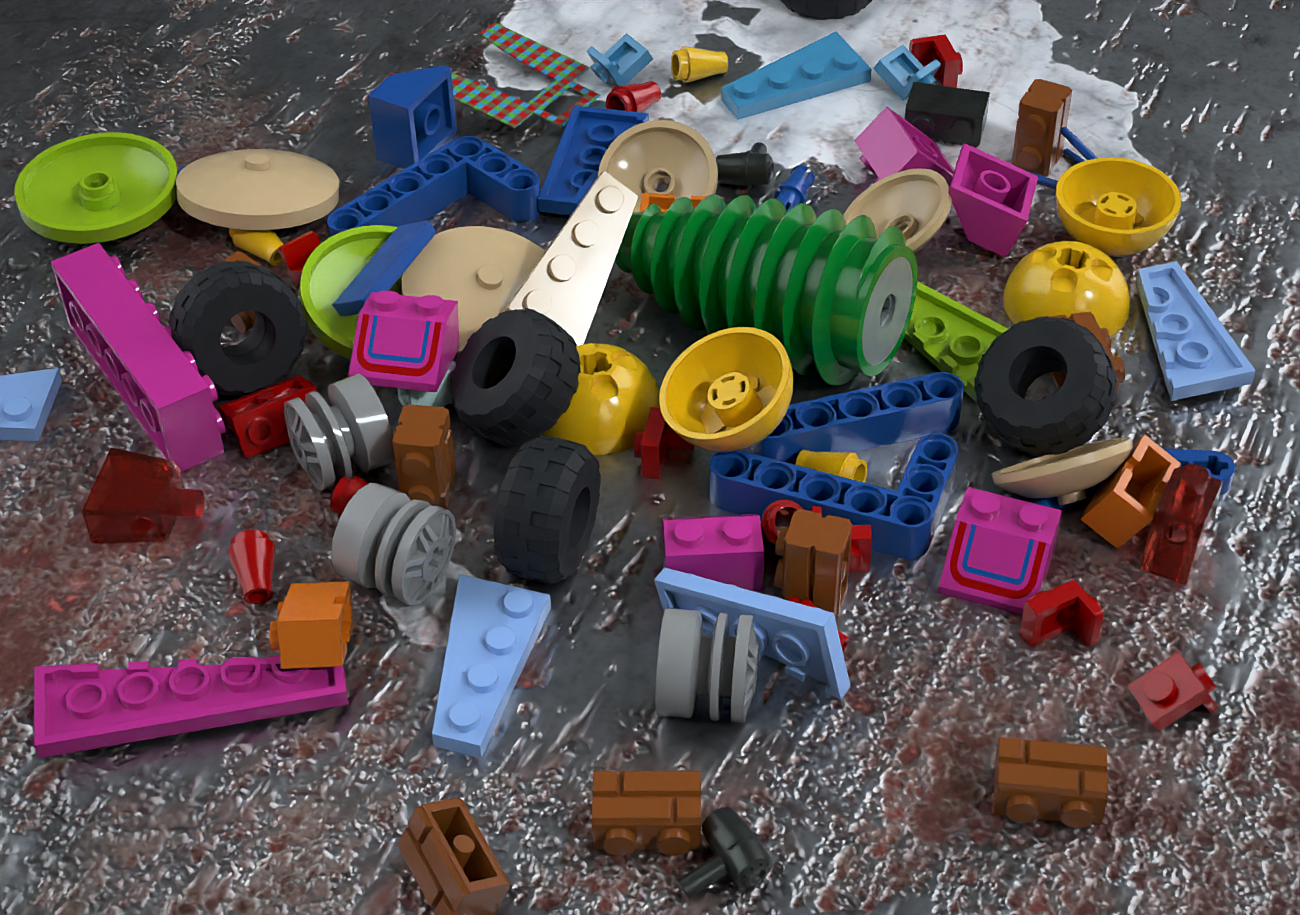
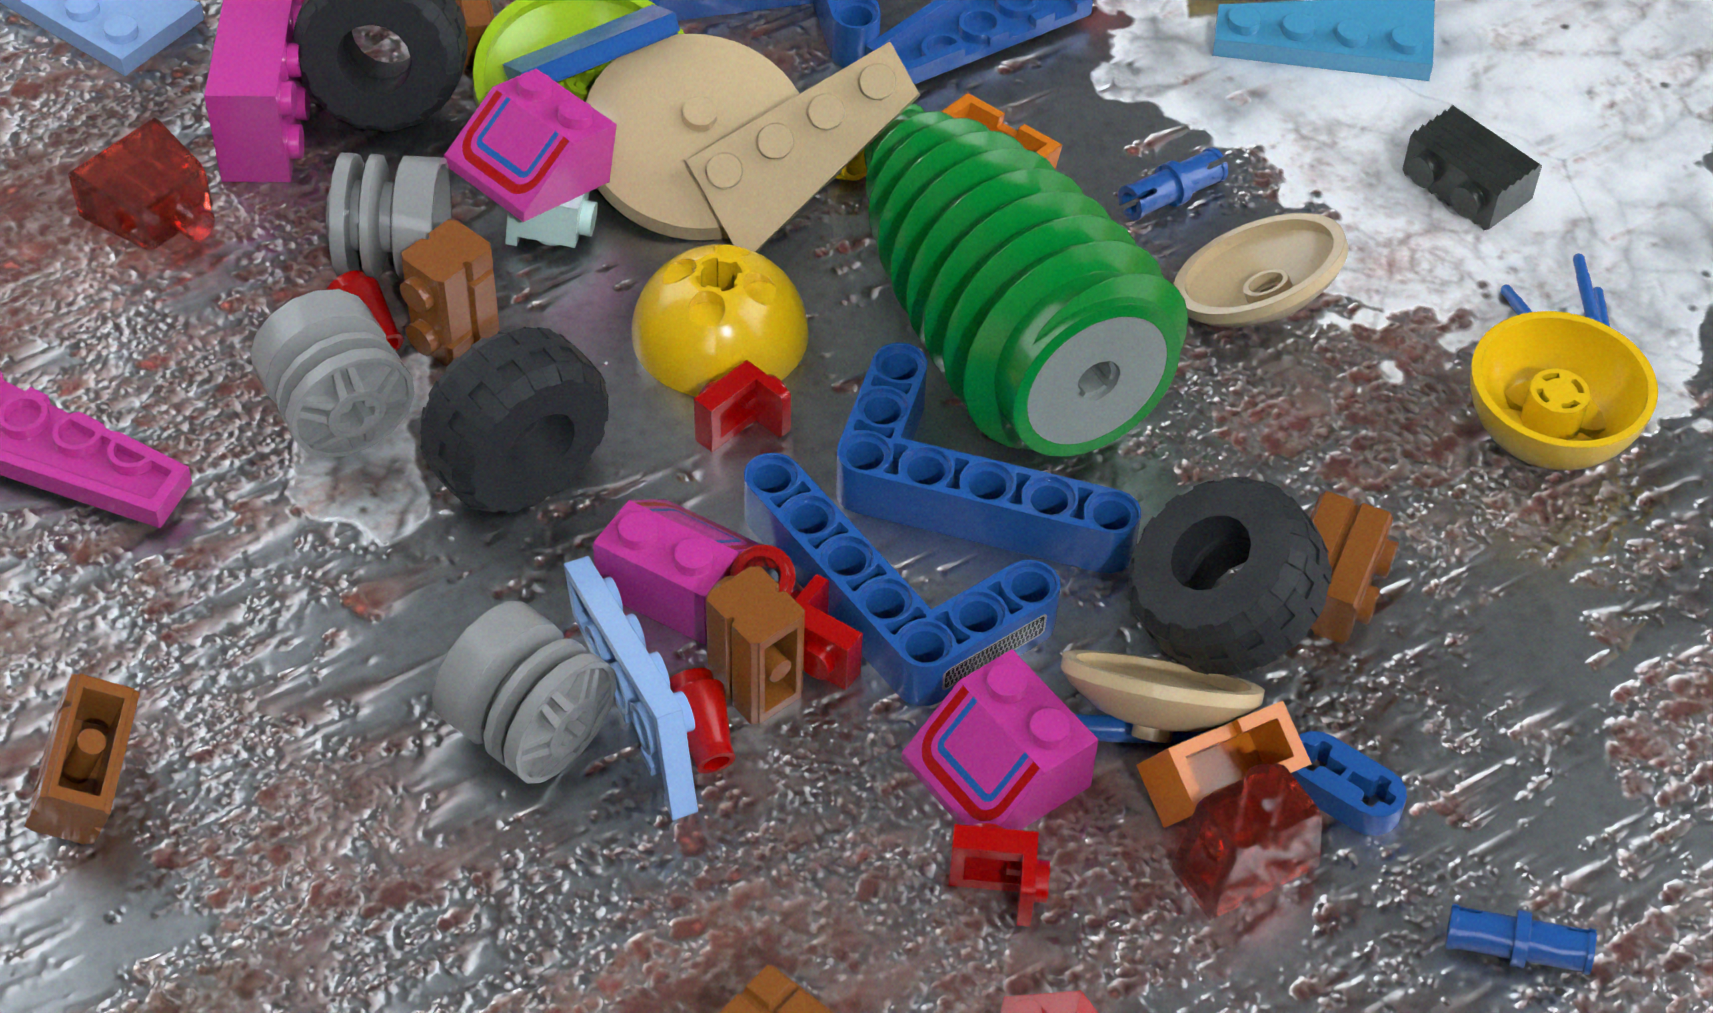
camera: 30 degrees right, 5 degrees up
(253, 564) = (196, 321): red cone -> none
(260, 416) = (326, 143): red bracket -> none
(313, 625) = (178, 419): orange brick -> none
(484, 657) = (339, 552): light blue wing -> none
(515, 377) = (620, 247): black tyre -> none
(646, 811) = (333, 821): dark orange brick -> none
(662, 154) = (1025, 55): tan dish -> none
(728, 389) = (816, 384): yellow piece -> none
(736, 852) = (383, 926): pearl dark grey piece -> none
(746, 168) = (1152, 121): pearl dark grey piece -> none
(835, 463) = (905, 545): yellow cone -> none
(896, 145) = (1372, 199): dark pink slope -> none
(901, 69) = (1472, 86): dark azure bracket -> none
(938, 47) = (1525, 80): red bracket -> none
(950, 334) = (1201, 427): lime wing -> none
(991, 199) = (1400, 301): dark pink slope -> none
(1038, 134) = (1558, 225): dark orange brick -> none
(1067, 281) = (1420, 467): yellow piece -> none
(1187, 335) = (1512, 616): light blue wing -> none

